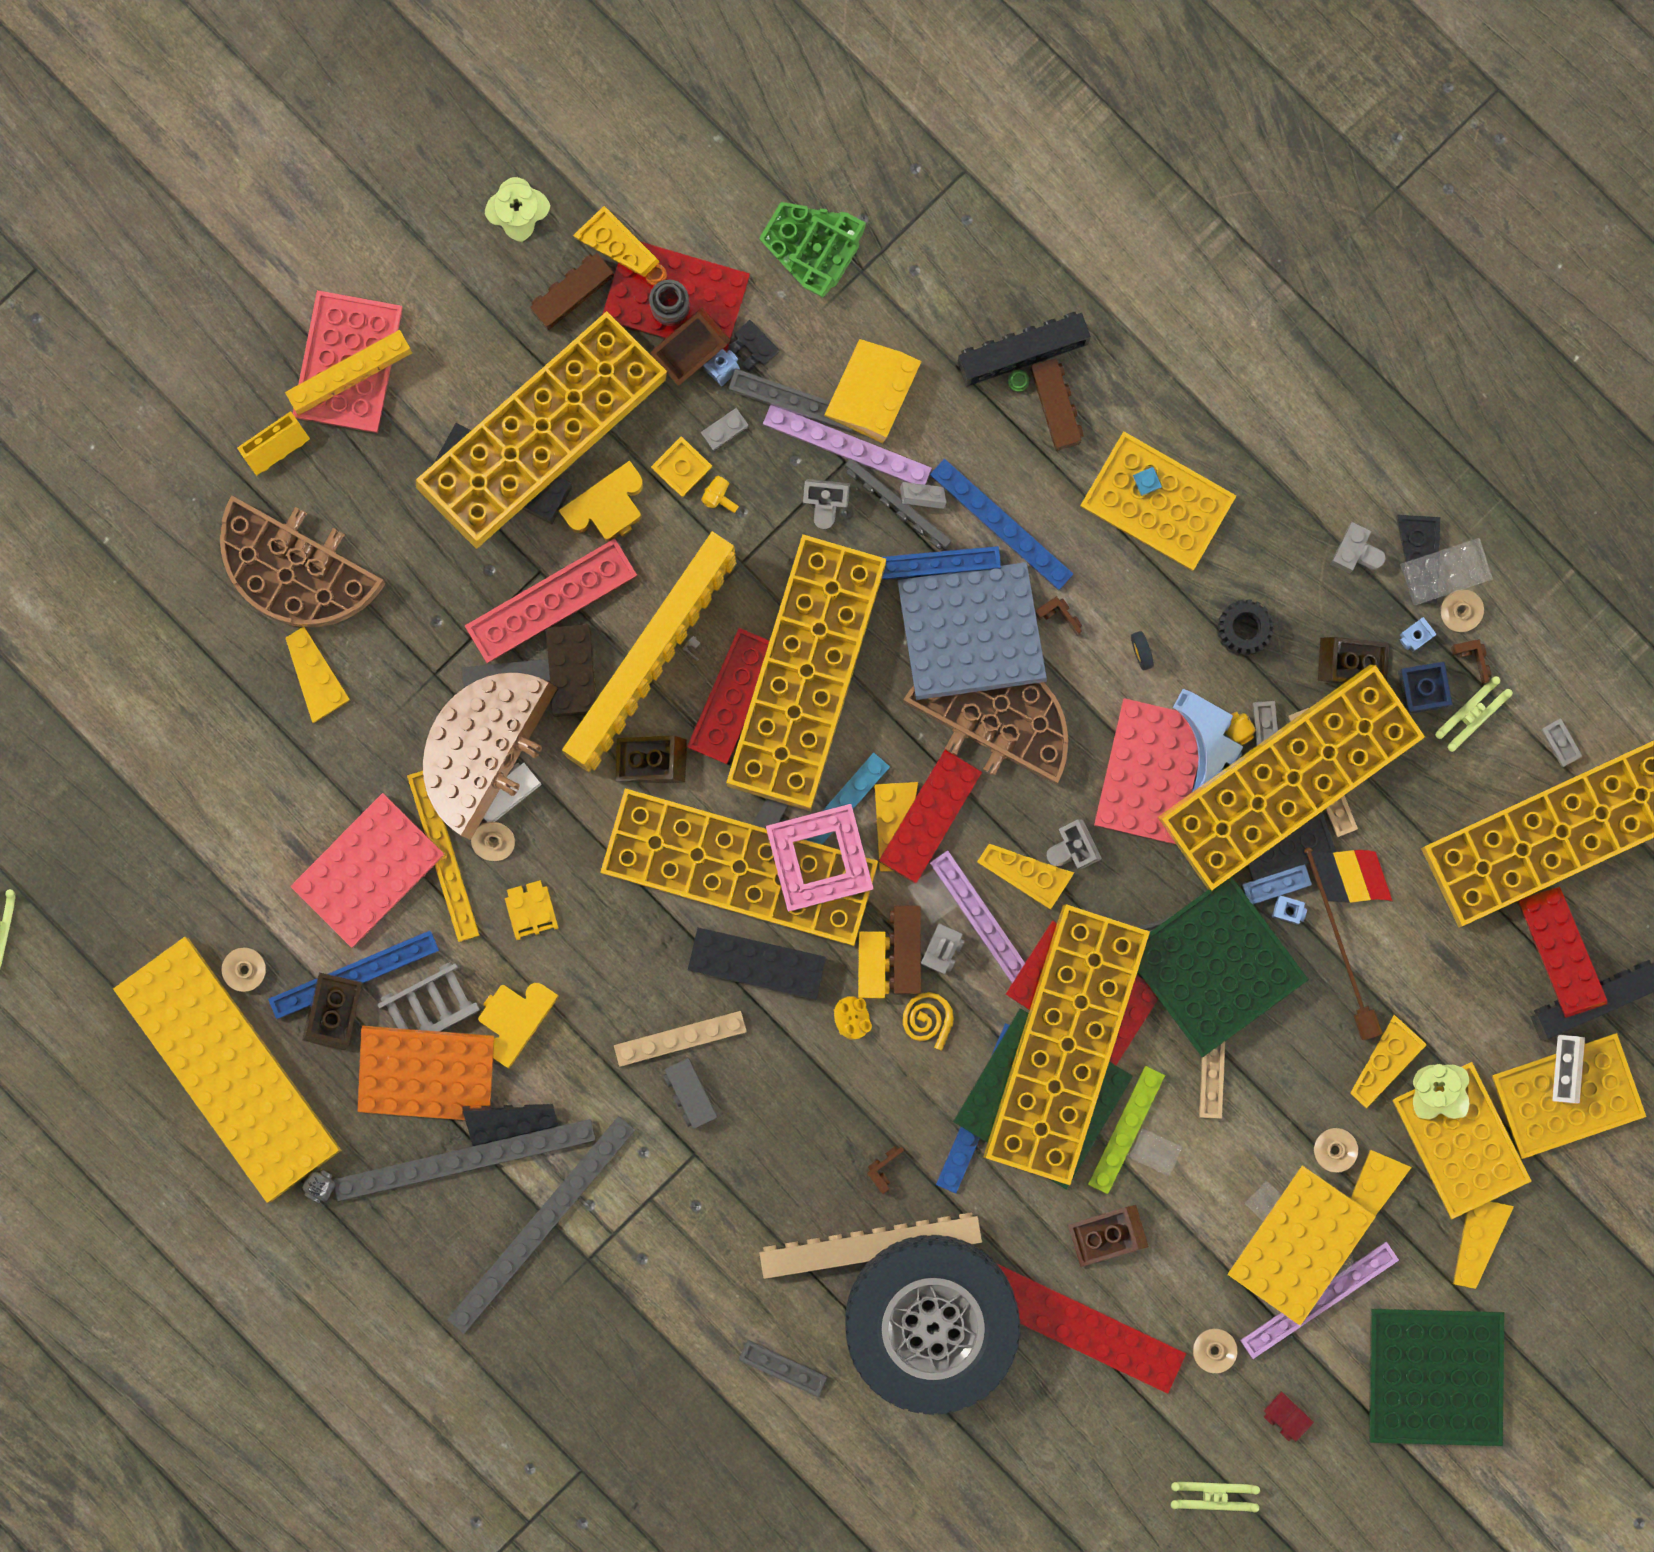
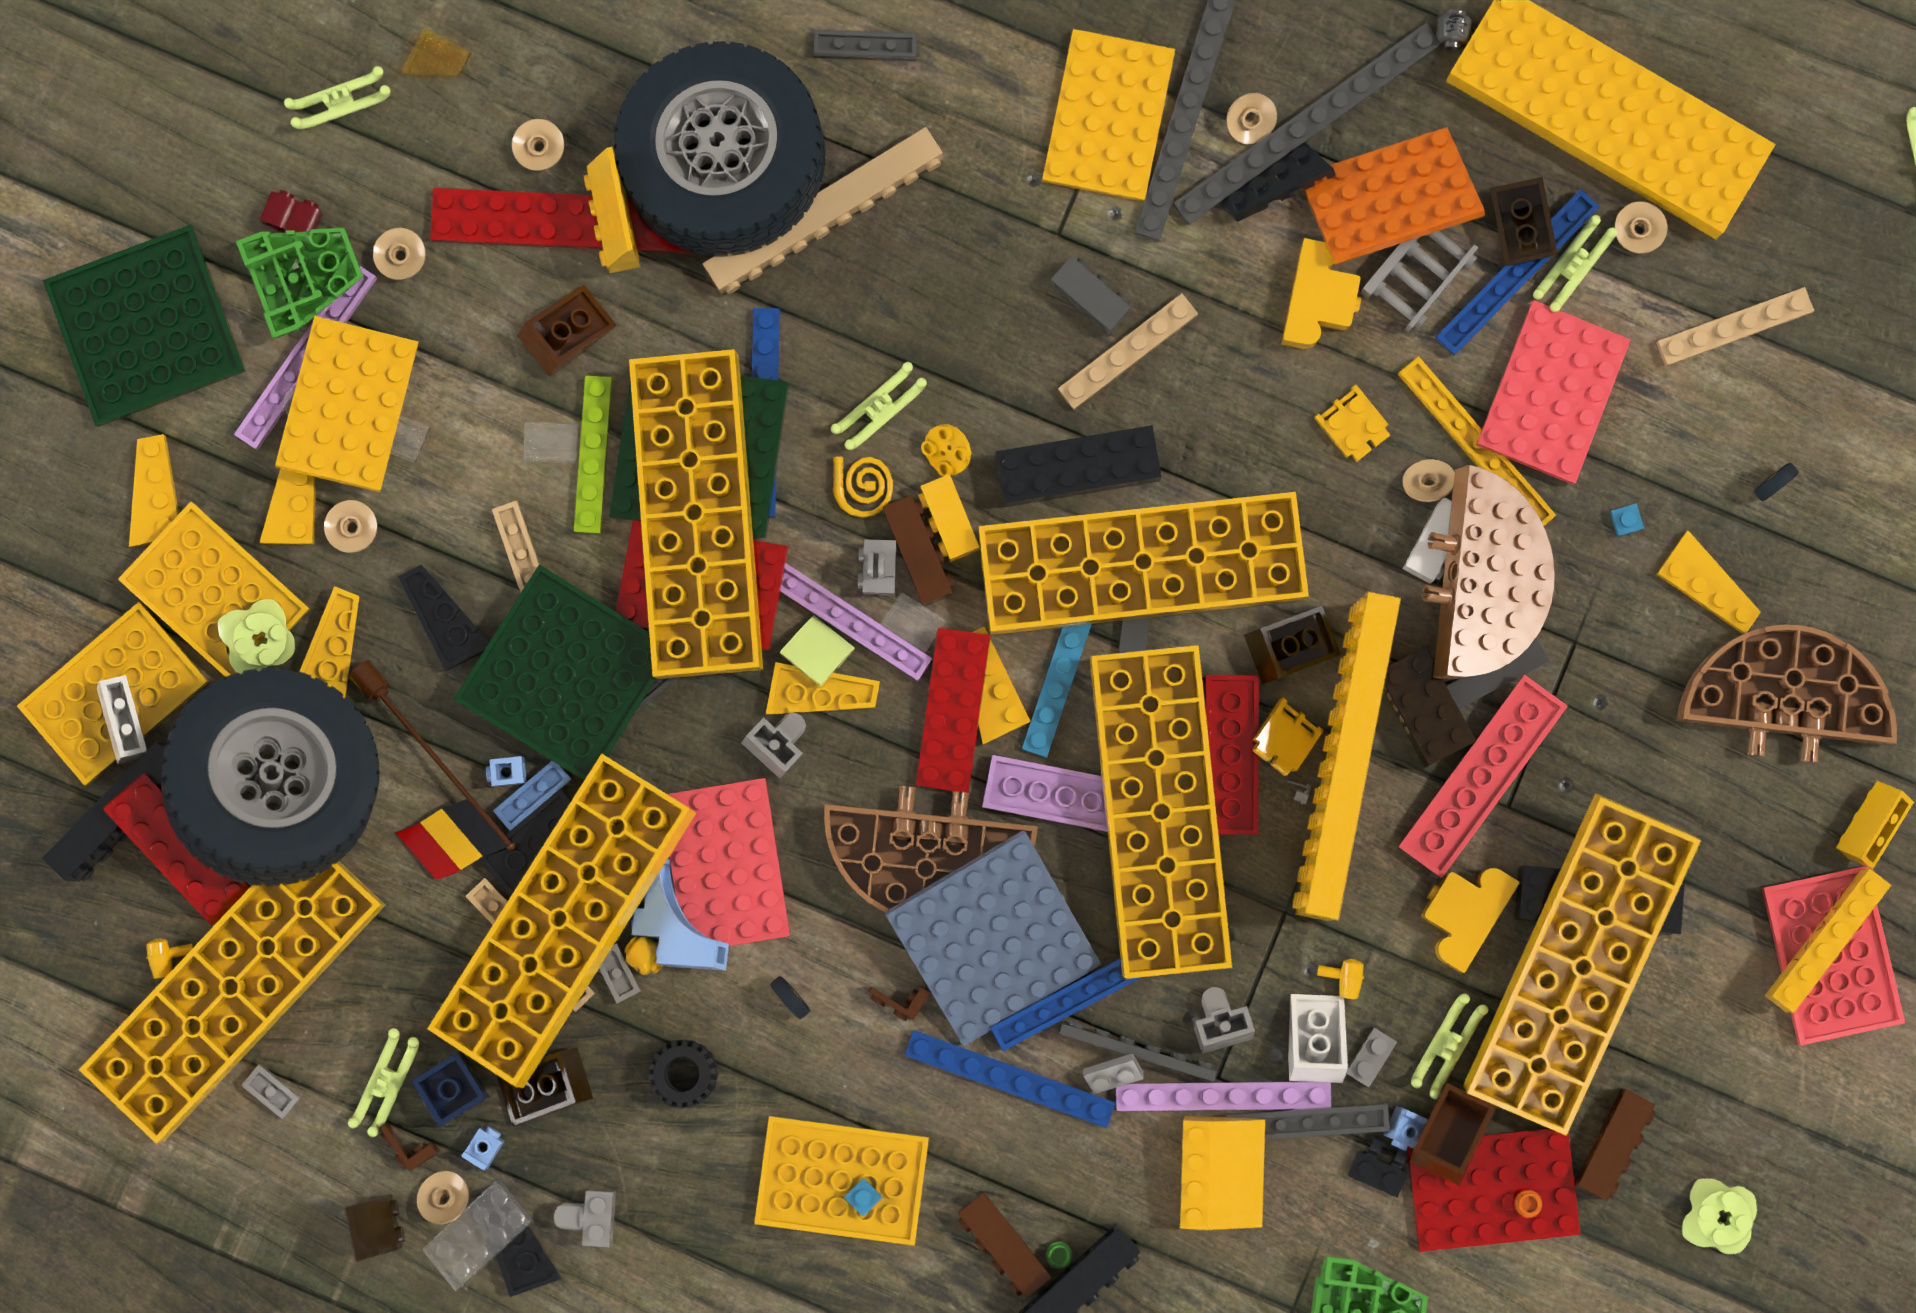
camera: 160 degrees right, 0 degrees up
(205, 863) = (1735, 326): none -> tan plate
(230, 730) = (1776, 481): none -> black bush
(307, 962) = (1575, 263): none -> yellowish green piece
(354, 750) = (1626, 520): none -> dark azure plate
(505, 1174) = (1259, 125): none -> tan dish
(615, 241) = (1591, 1223): yellow wing -> none
(616, 1232) = (1108, 115): none -> yellow plate
(664, 413) = (1448, 1045): none -> yellowish green piece
(669, 290) = (1515, 1178): dark grey piece -> none
(681, 467) = (1401, 992): yellow plate -> none
(687, 690) = (1285, 738): none -> yellow plate
(759, 459) = (1317, 1039): none -> white slope
(802, 895) = (1067, 556): bright pink plate -> none
(881, 1180) = (842, 287): reddish brown bracket -> none
(886, 725) = (1045, 793): none -> lavender plate
(891, 1074) = (879, 407): none -> yellowish green piece
(1015, 905) = (817, 650): none -> yellowish green slope
(1036, 1308) = (612, 214): none -> yellow slope
(1072, 1405) = (530, 135): none -> tan dish
(1124, 1499) = (435, 56): none -> clear yellow wing
(1292, 1045) = (445, 624): none -> black wing
(1299, 1364) = (299, 273): none -> bright green wedge
(1437, 1011) = (296, 722): none -> black wheel
(1520, 608) = (374, 1227): none -> dark brown slope
(1606, 880) = (160, 956): none -> yellow piece

